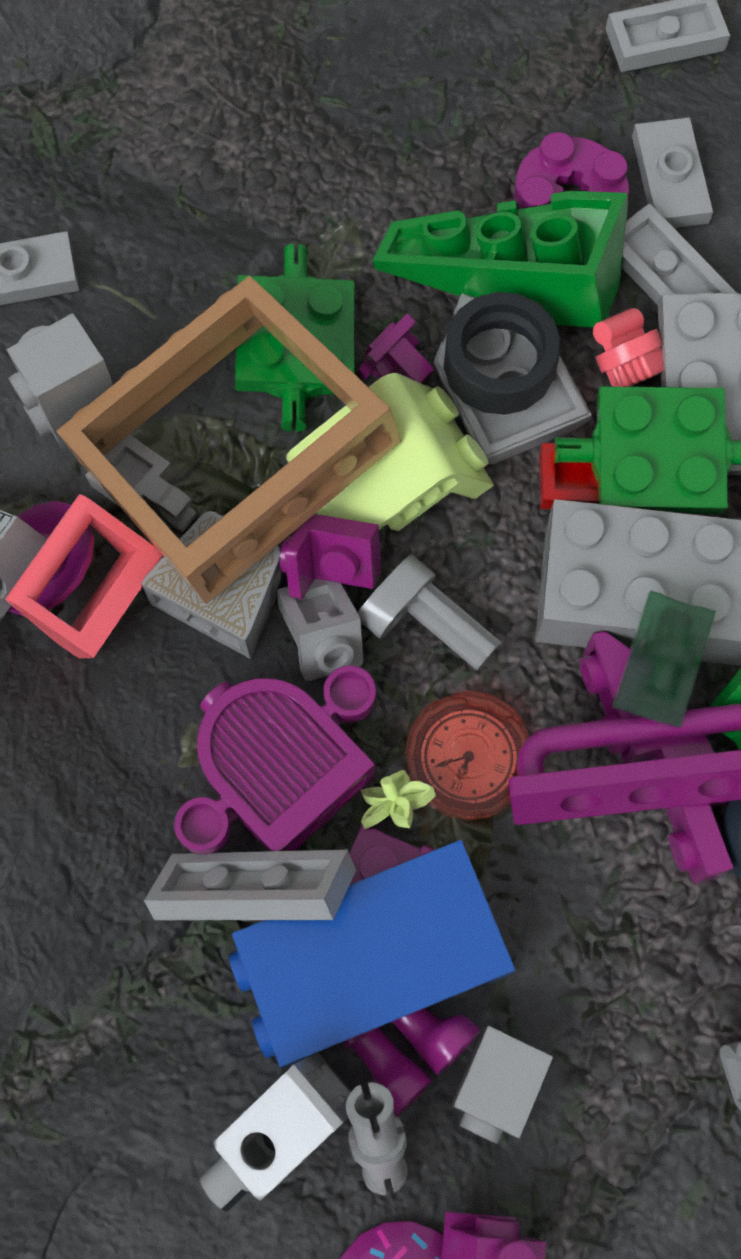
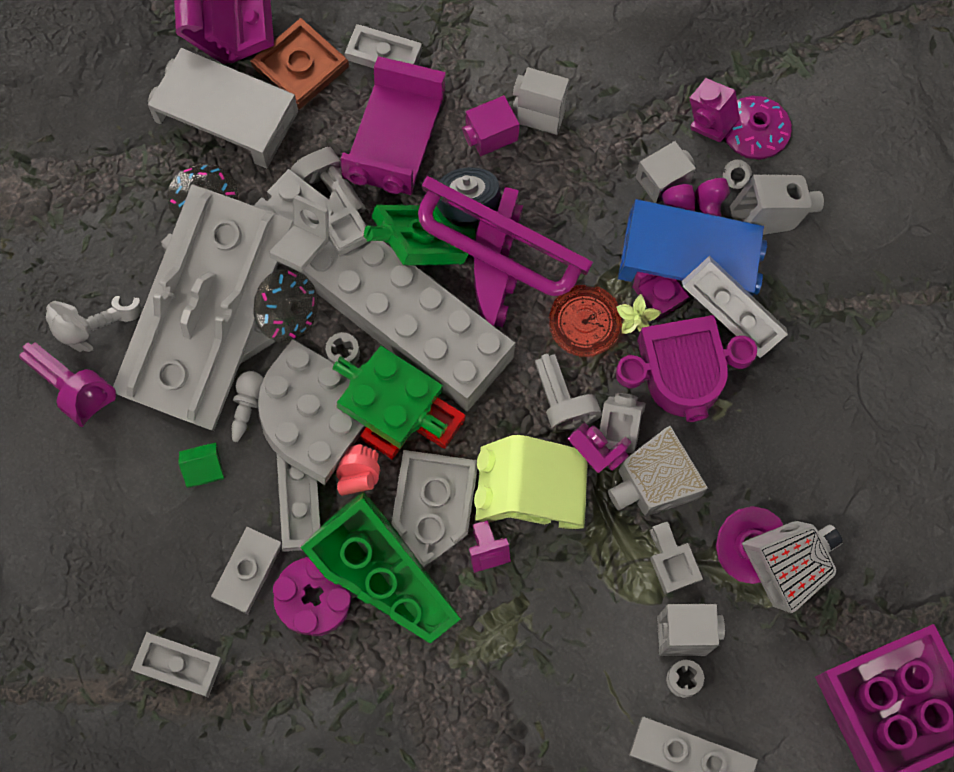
camera: 150 degrees left, 0 degrees up
(111, 597) = (728, 496): coral tile -> none
(286, 497) = (646, 596): medium nougat window -> none
(324, 310) = (533, 601): green plate -> none
(506, 312) = (426, 475): black tyre -> none
(664, 659) = (477, 277): clear green hips -> none

